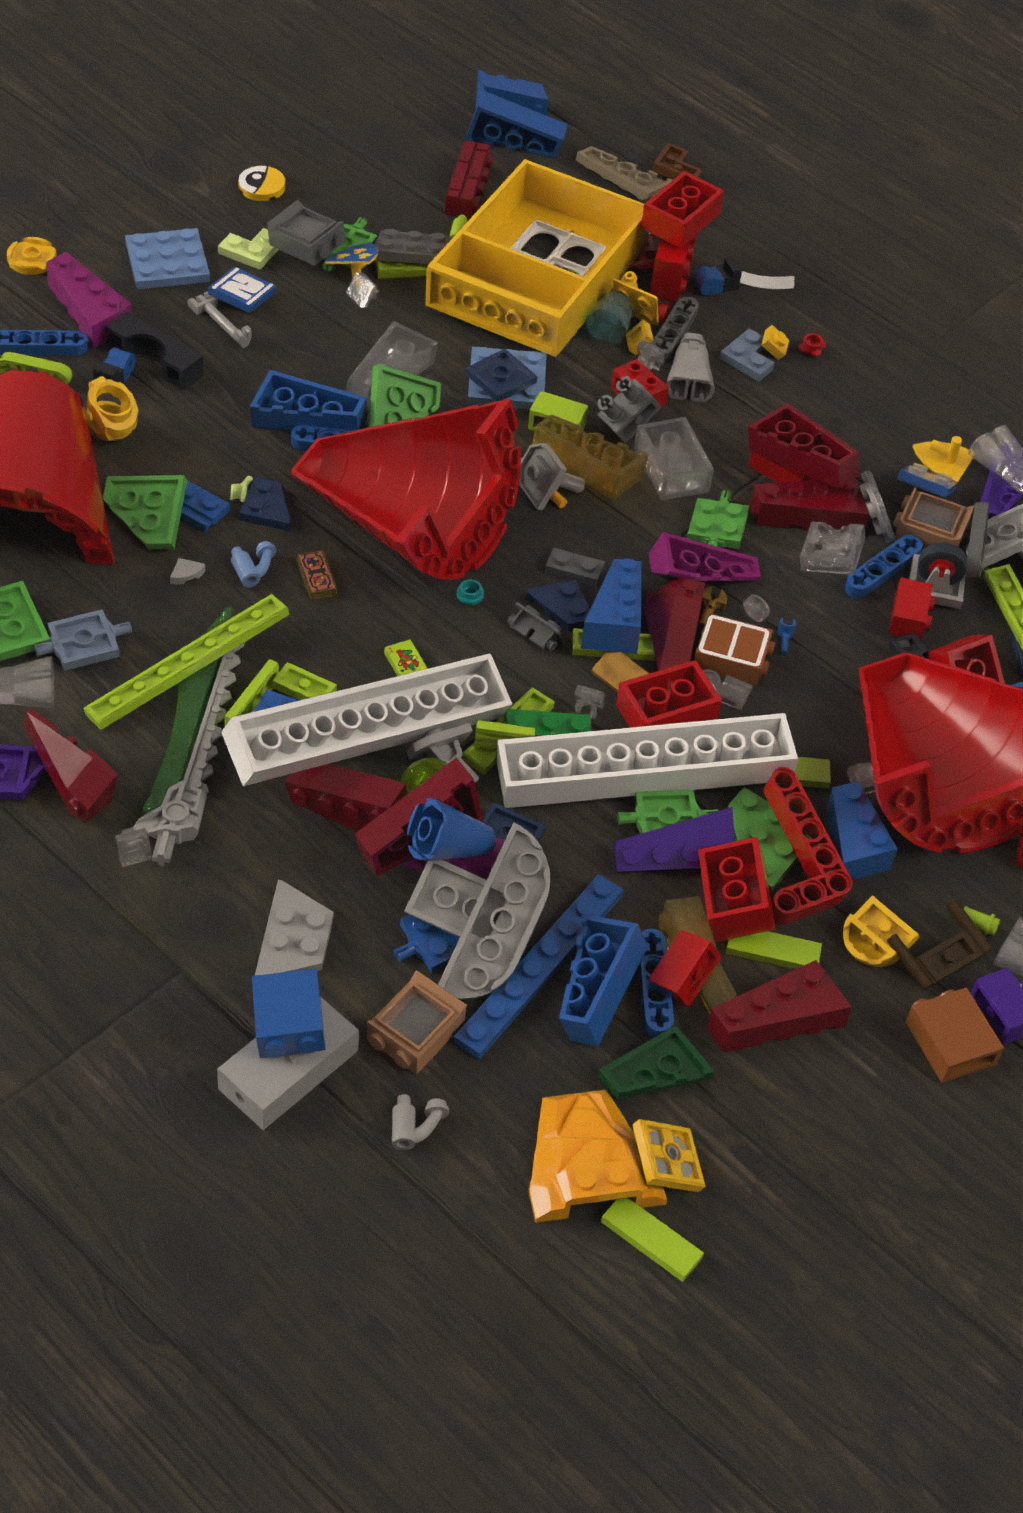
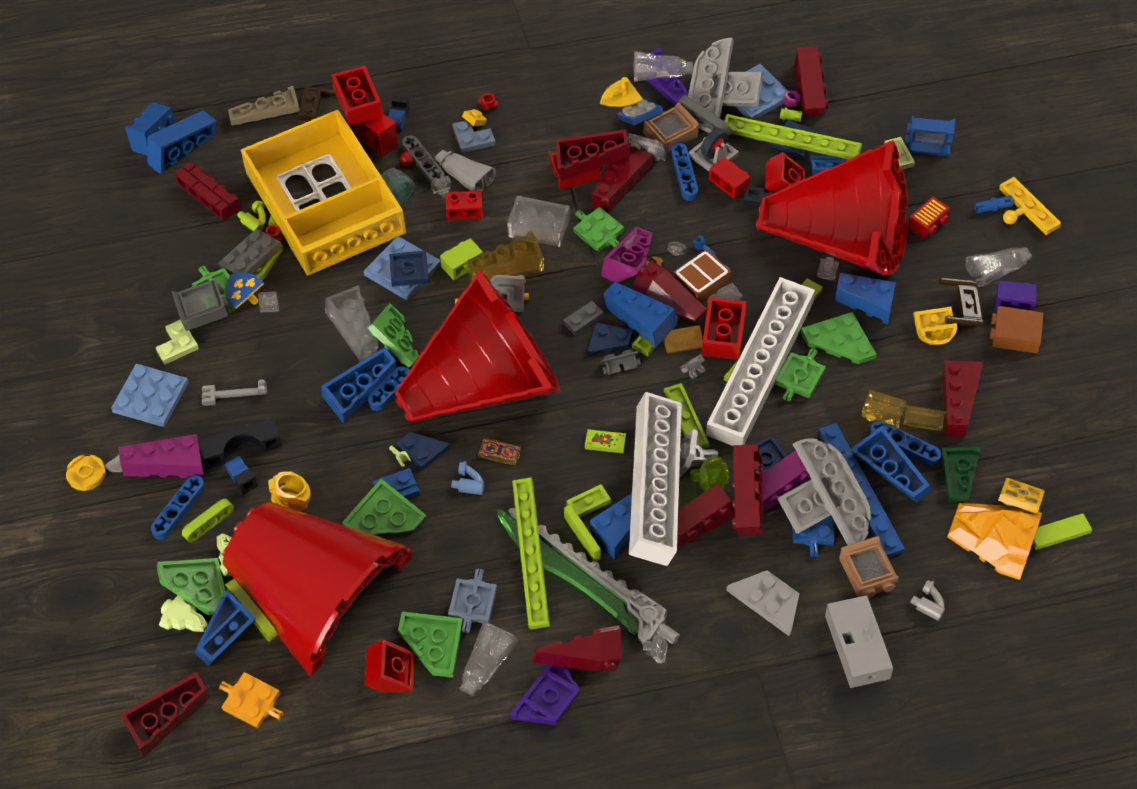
camera: 50 degrees left, 5 degrees up
(186, 570) = (449, 519): light grey tile -> none
(242, 289) = (217, 367): tile -> none
(261, 183) = (116, 305): tile -> none
(288, 1013) = (843, 621): blue brick -> none
(447, 833) = (777, 481): blue cone -> none
(470, 592) = (569, 376): teal plate -> none
(489, 732) = (700, 418): lime tile -> none
(549, 722) = (700, 396): green plate -> none
(628, 409) = (486, 220): dark grey brick -> none
(640, 332) = (422, 181): yellow plate -> none
(644, 303) = (403, 163): yellow hinge -> none
(671, 163) = (279, 80): reddish brown plate -> none
(674, 844) = (826, 379): dark purple wing -> none
(686, 966) = (909, 422): red panel -> none
(736, 889) = (877, 369): red brick -> none
(767, 282) = (417, 89): white sticker -> none
(775, 949) = (914, 377): lime tile -> none
(806, 850) = (870, 320): red beam -> none
(832, 556) = (659, 191): clear brick -> none
(984, 922) = (957, 273): lime pin -> none

